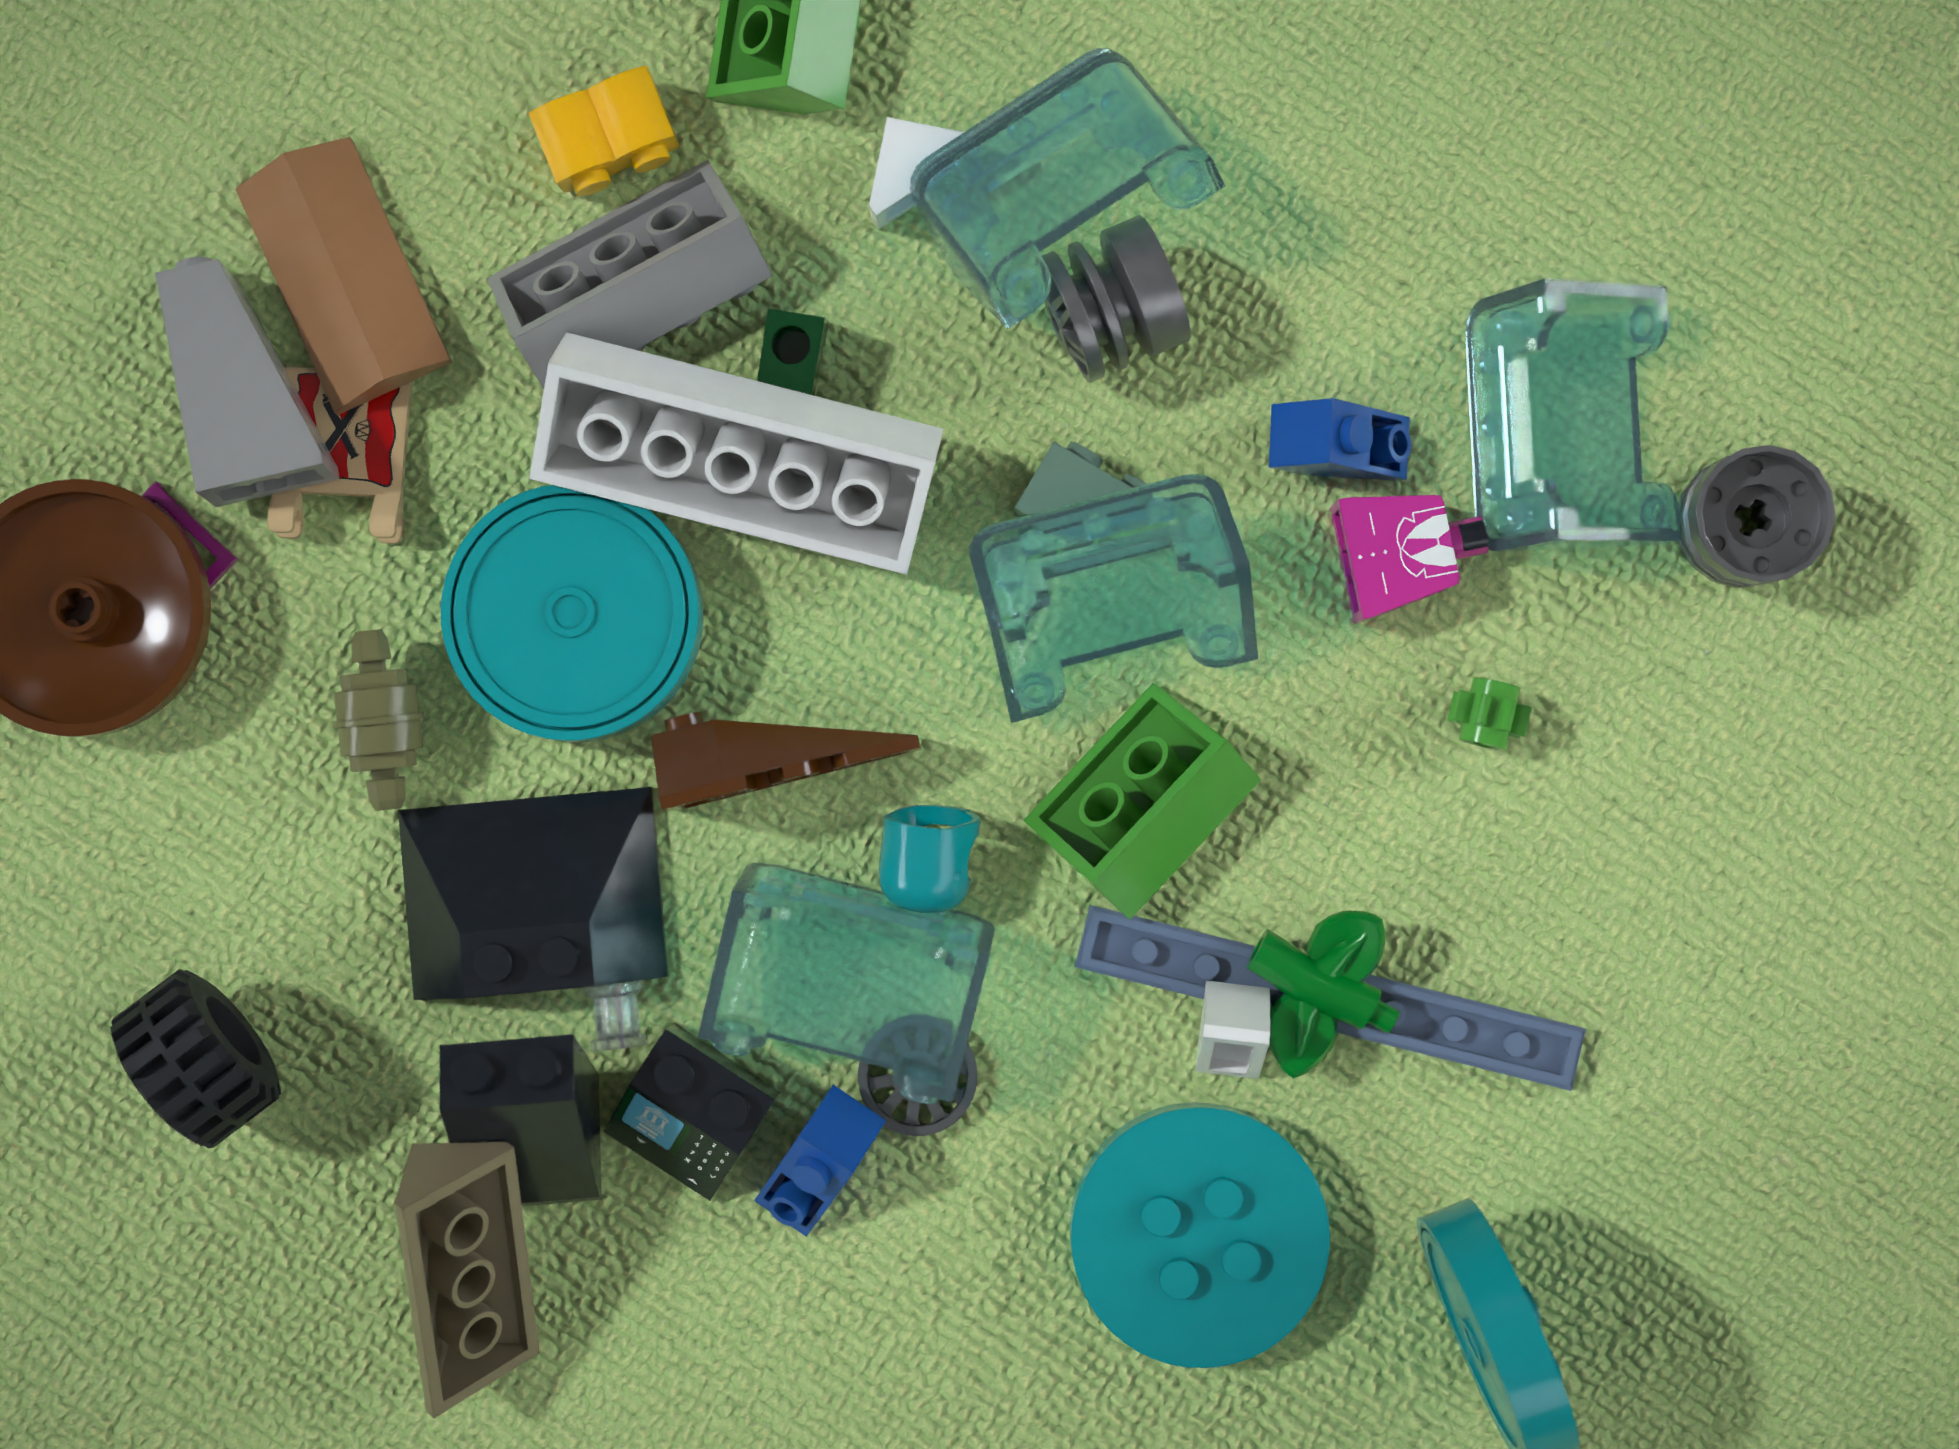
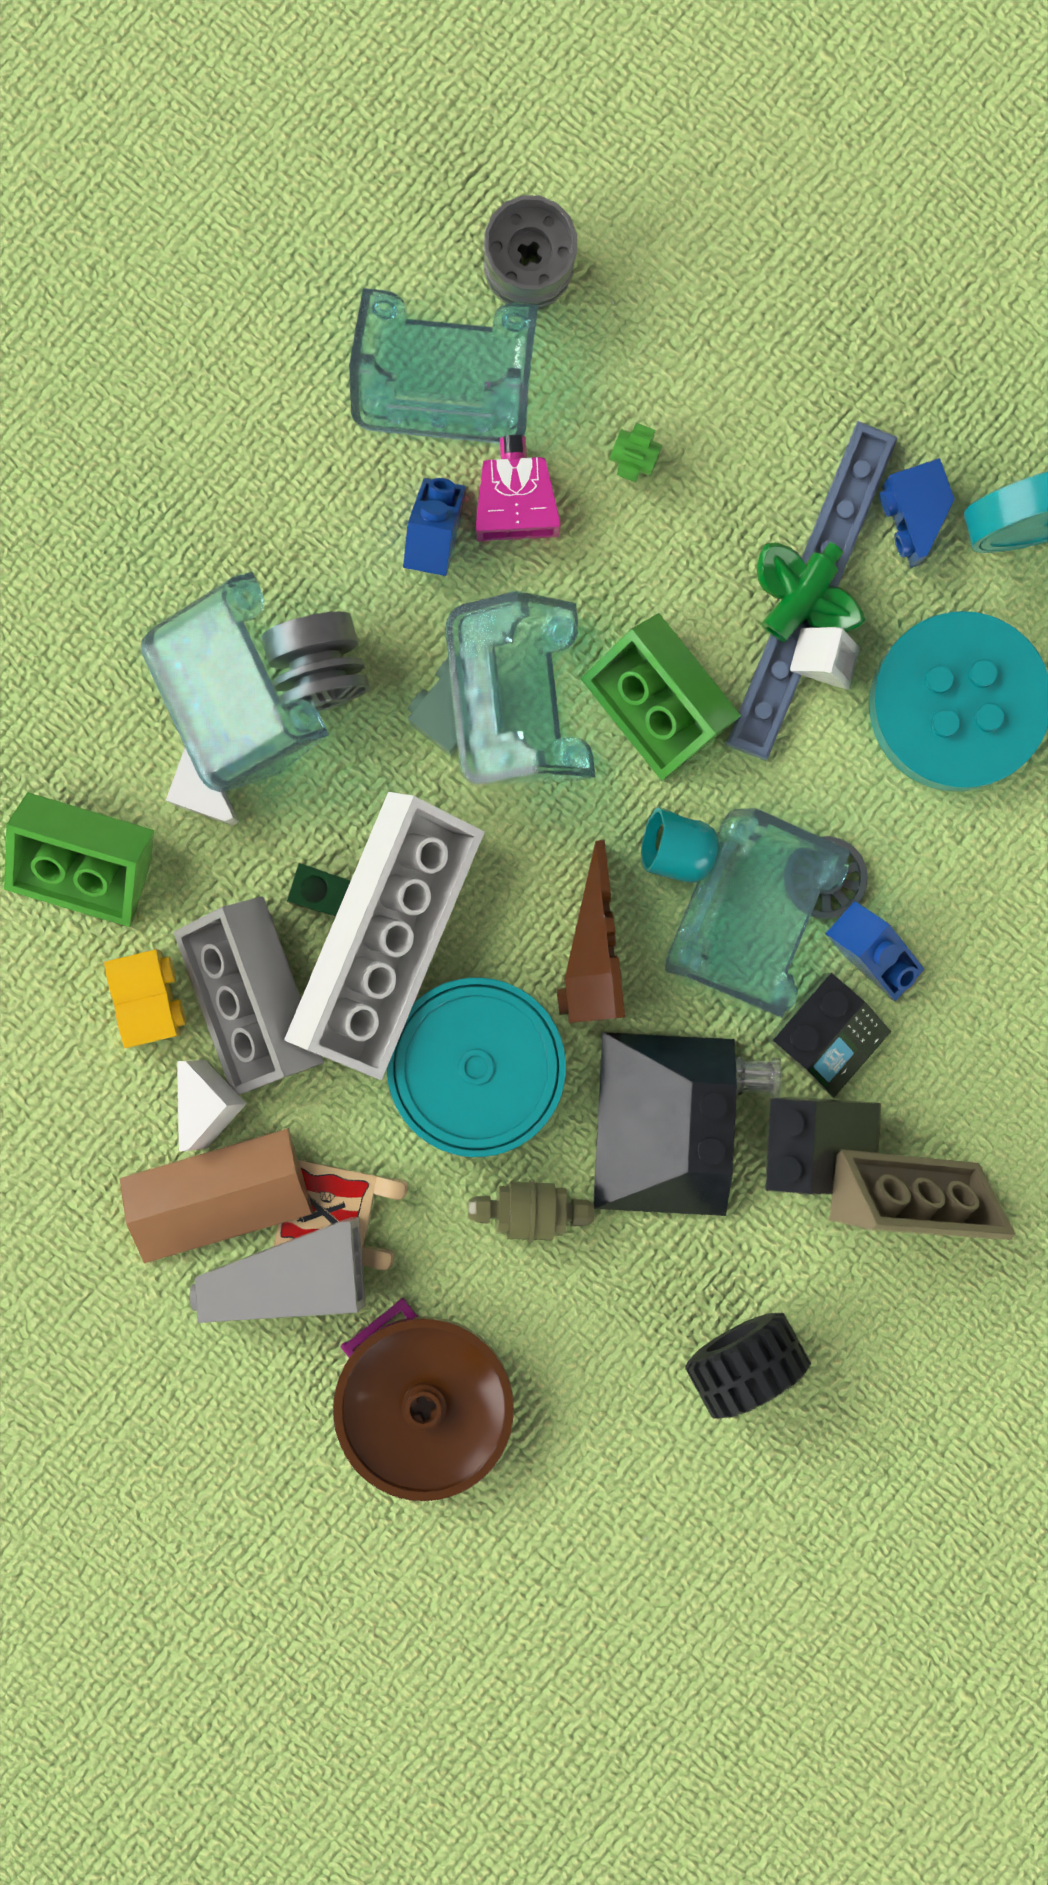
camera: 75 degrees left, 0 degrees up
(468, 236) = (204, 1104): none -> white slope
(1475, 1136) = (919, 504): none -> blue slope

